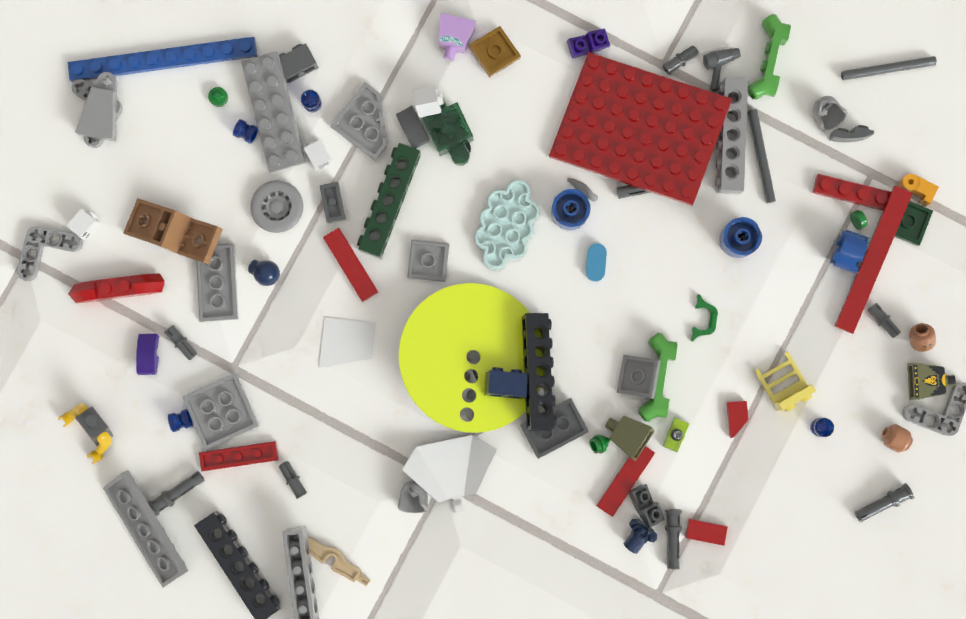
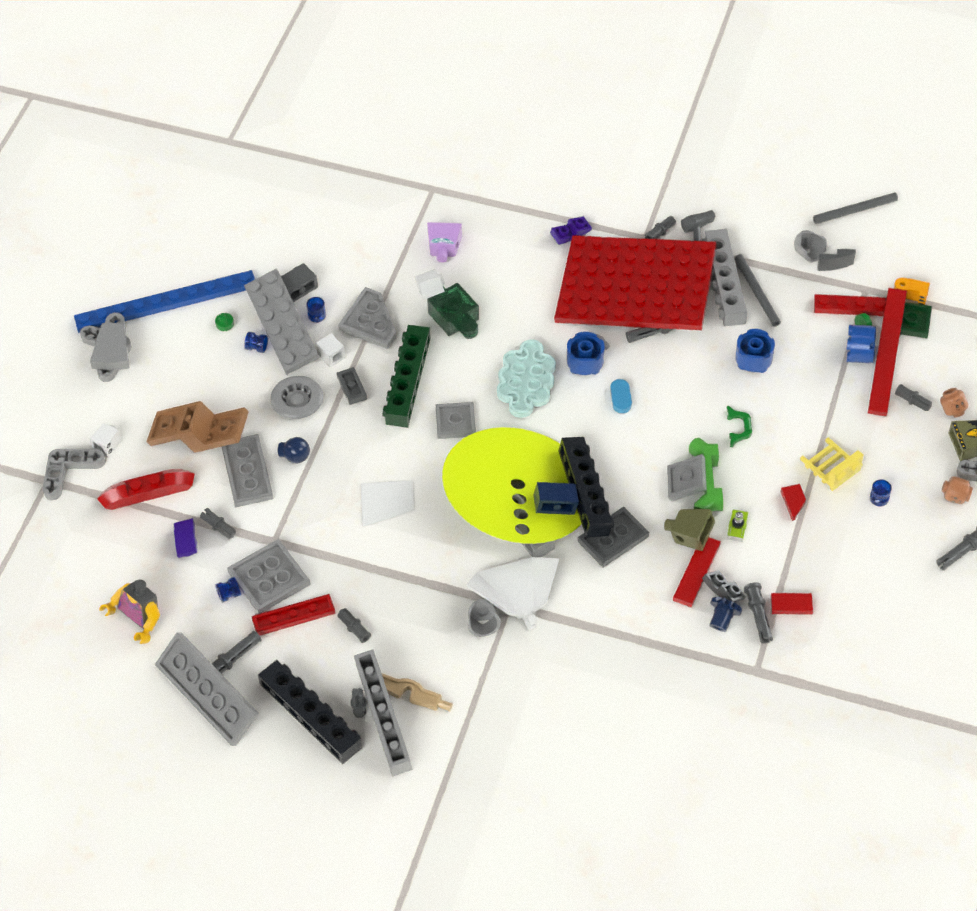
camera: 10 degrees left, 30 degrees down
(281, 572) = (358, 703): none -> dark grey axle
(350, 264) = (379, 434): red tile -> none
(412, 127) = (418, 314): dark grey slope -> none
(494, 51) = (484, 248): pearl gold plate -> none
(599, 443) = (661, 543): green plate -> none
(778, 35) = (746, 197): bright green plate -> none

